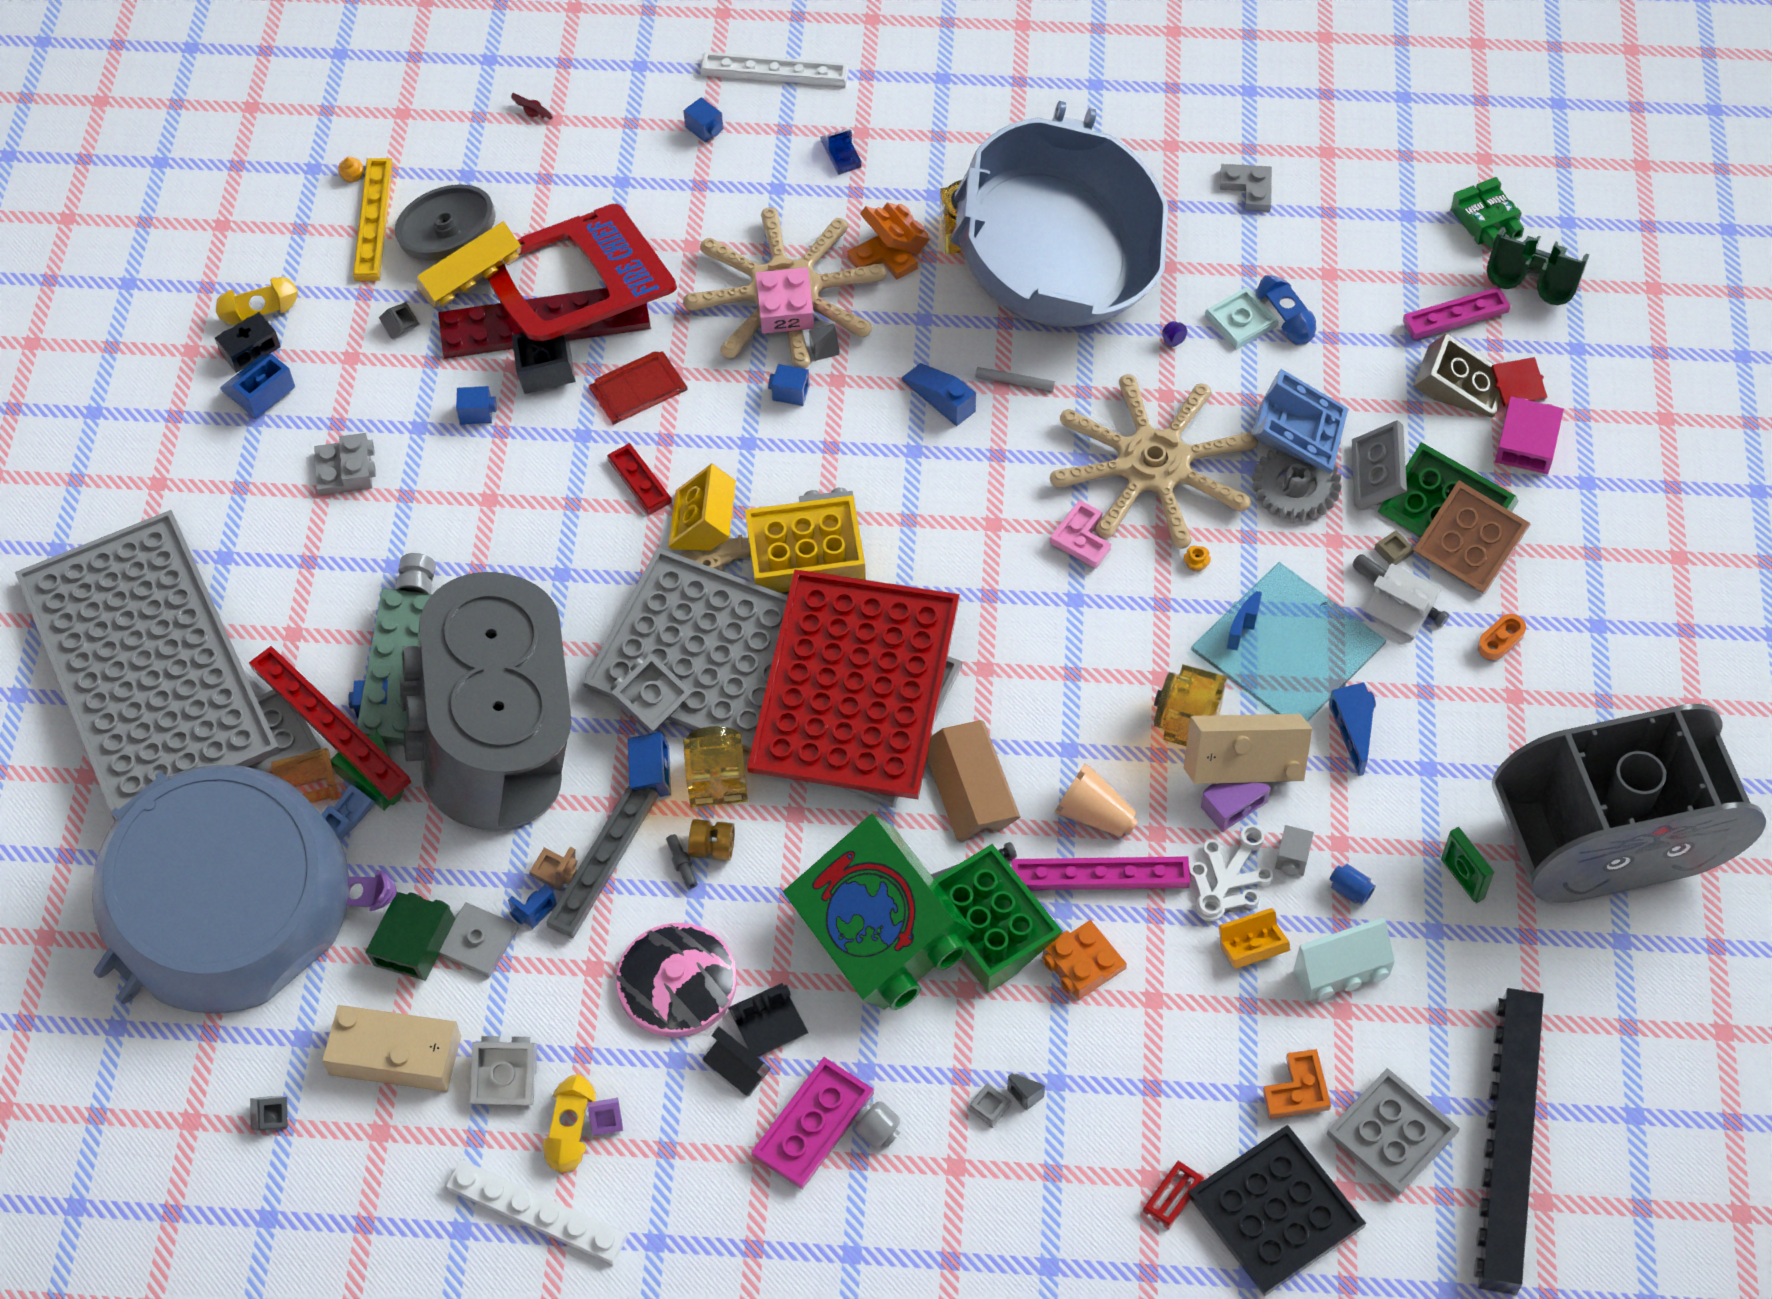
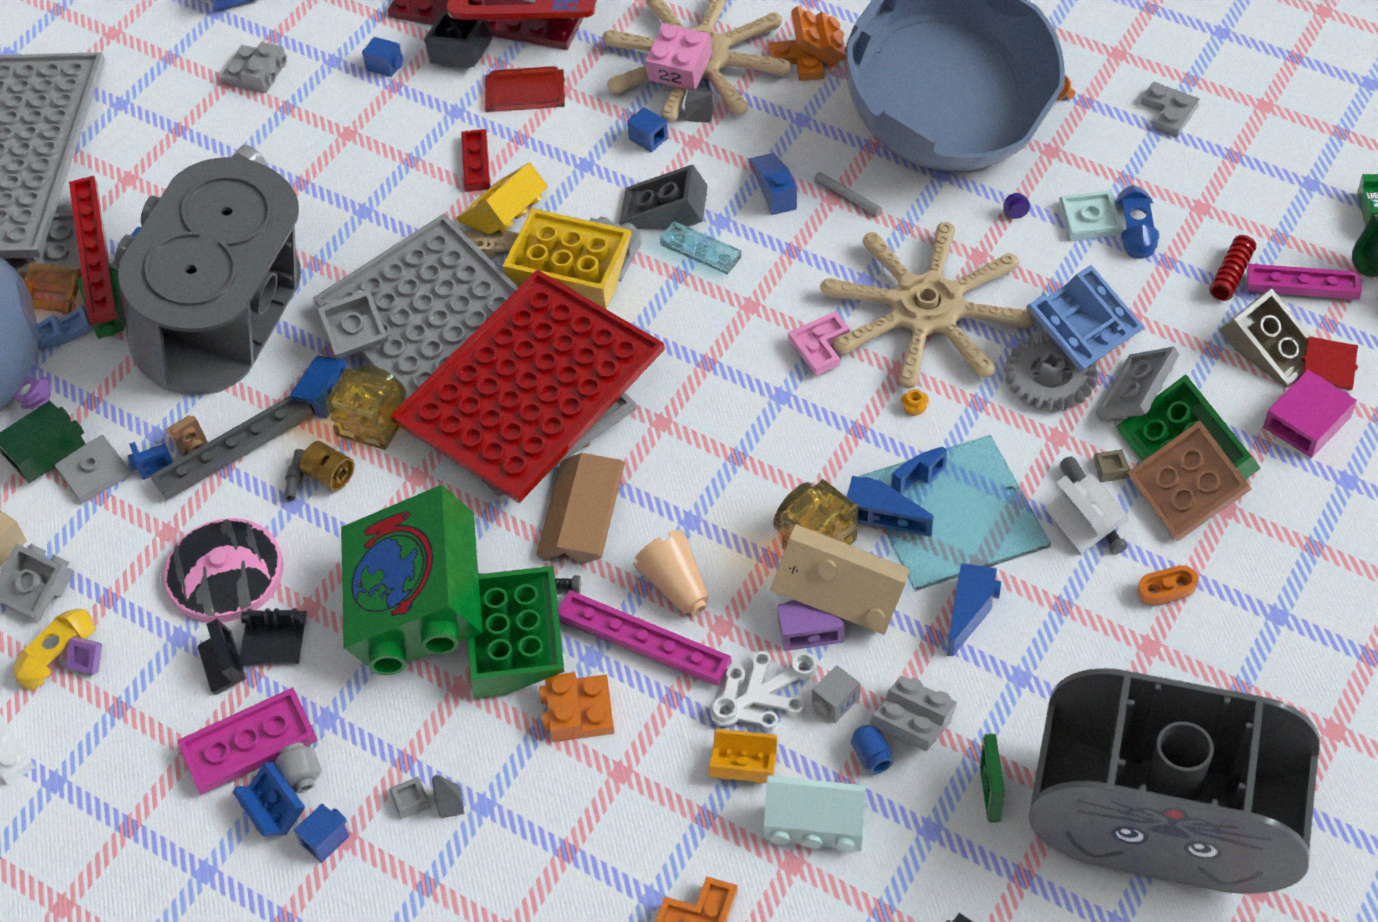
camera: 30 degrees right, 5 degrees down
(853, 452) = (665, 199): none -> dark grey slope
(874, 1165) = (270, 801): none -> blue bracket
(915, 485) = (700, 247): none -> clear light blue plate
(938, 1170) = (322, 832): none -> blue brick
(1240, 664) = (887, 508): none -> blue slope
(1369, 838) = (914, 713): none -> light grey plate
(1392, 323) = (1232, 267): none -> red piece

